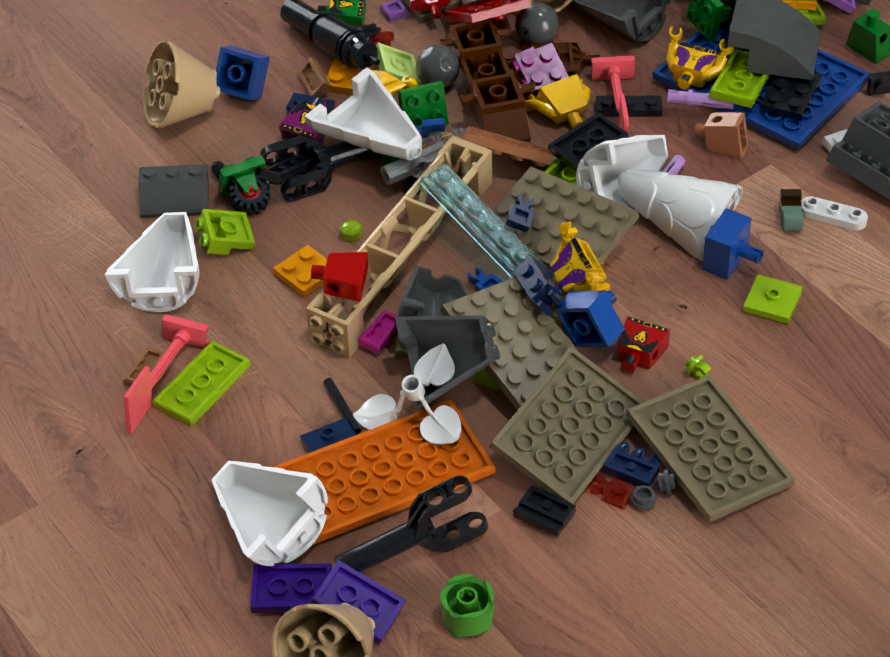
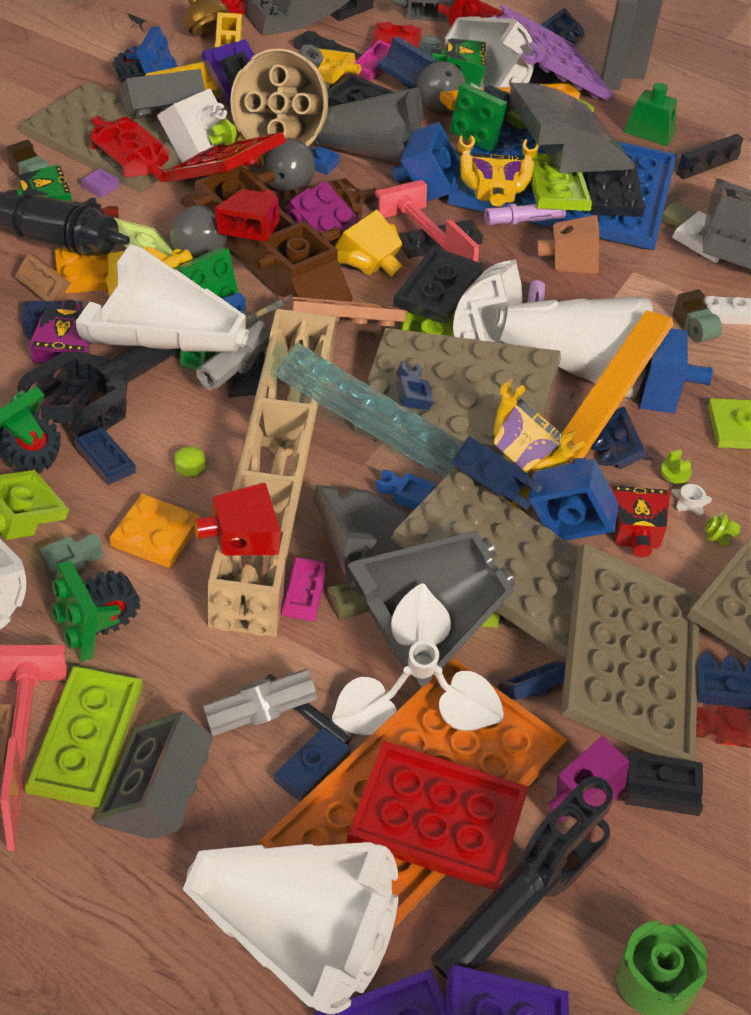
camera: 30 degrees left, 0 degrees up
(229, 417) = (155, 777): none -> dark grey slope
(237, 306) = (91, 606): none -> green plate
(240, 272) = (68, 550): none -> sand green plate
(296, 213) = (105, 455): none -> dark blue plate
(311, 391) = (260, 702): none -> light grey piece
(378, 481) = (439, 815): none -> red plate
(472, 60) = (248, 215): none -> red torso
(489, 427) = (534, 682): none -> dark blue plate
(490, 494) = (600, 761): none -> magenta torso
(571, 22) = (325, 159): none -> blue plate
(647, 42) = (431, 159): none -> blue brick
(664, 286) = (619, 441): none -> dark blue plate
(672, 246) = (617, 379): none -> light orange tile
(695, 318) = (675, 469): none -> lime plate
(695, 336) = (685, 498): none -> white plate
(836, 123) = (676, 214): none -> olive tile

